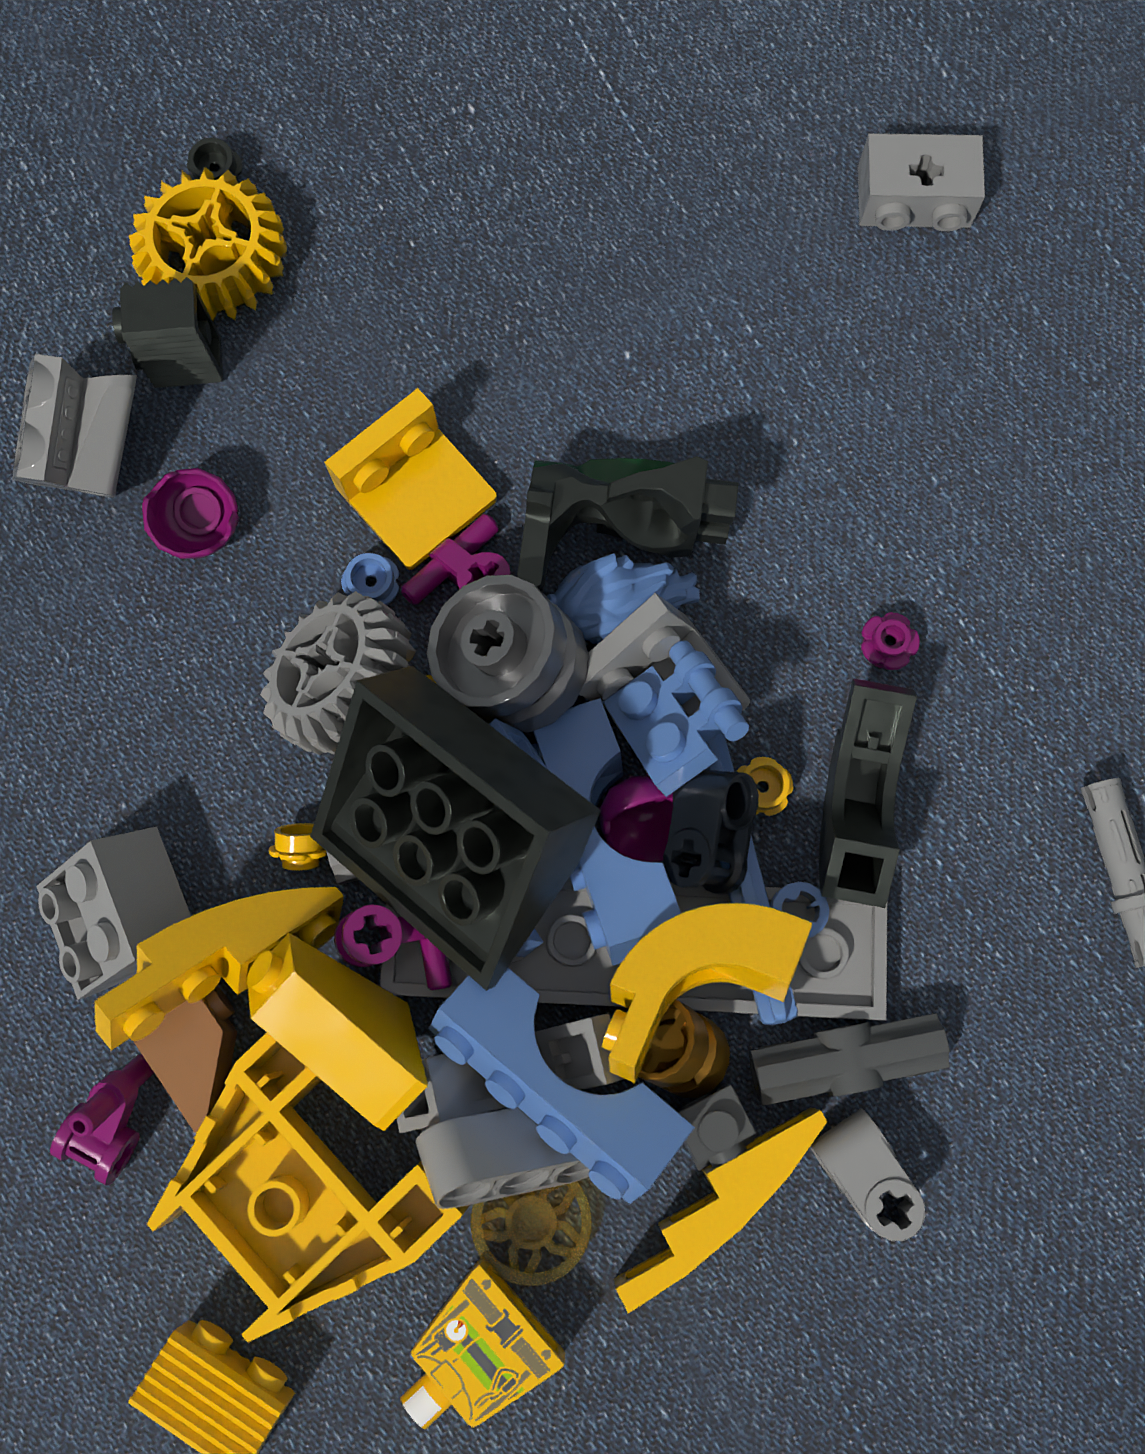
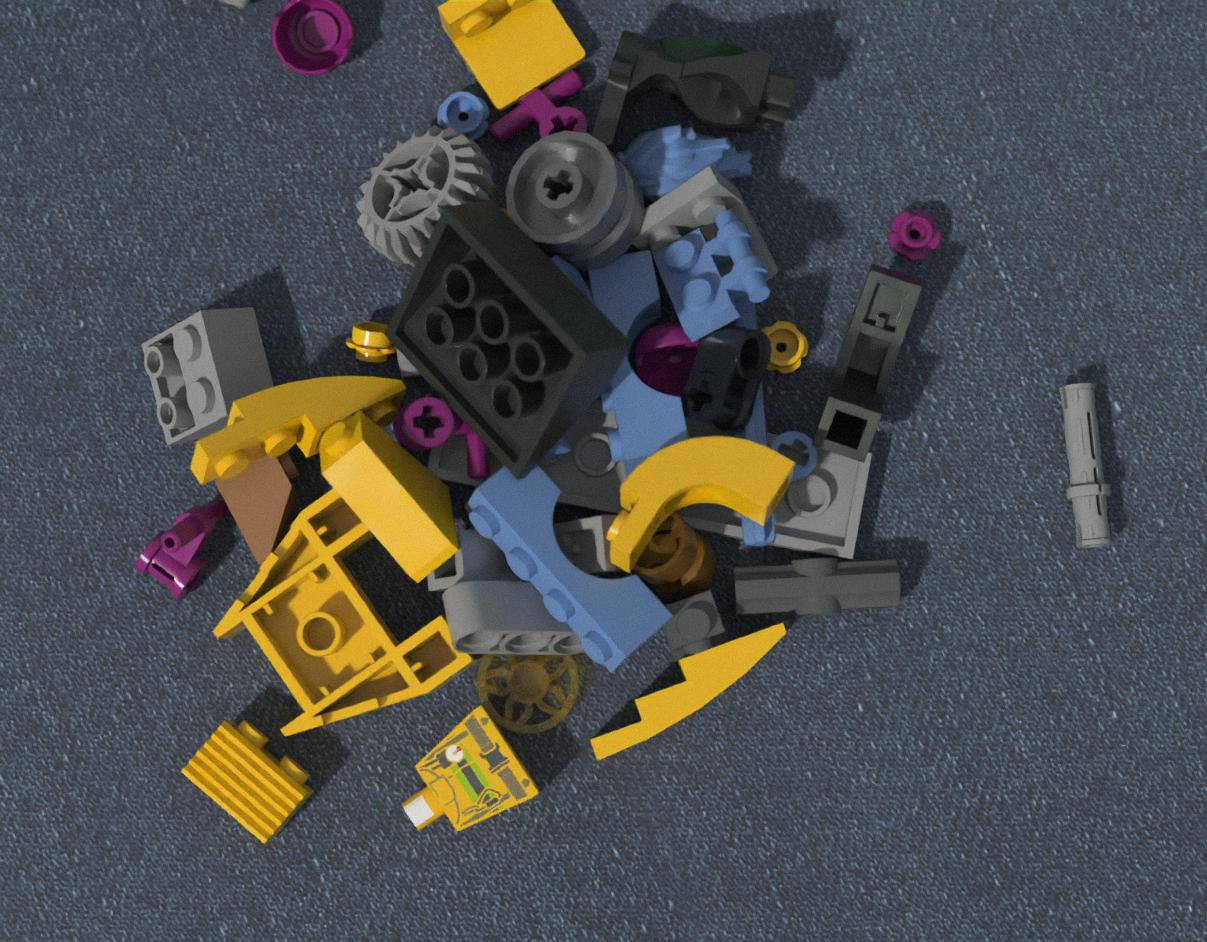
camera: 10 degrees right, 5 degrees up
(866, 1167) = (814, 674): light grey piece -> none

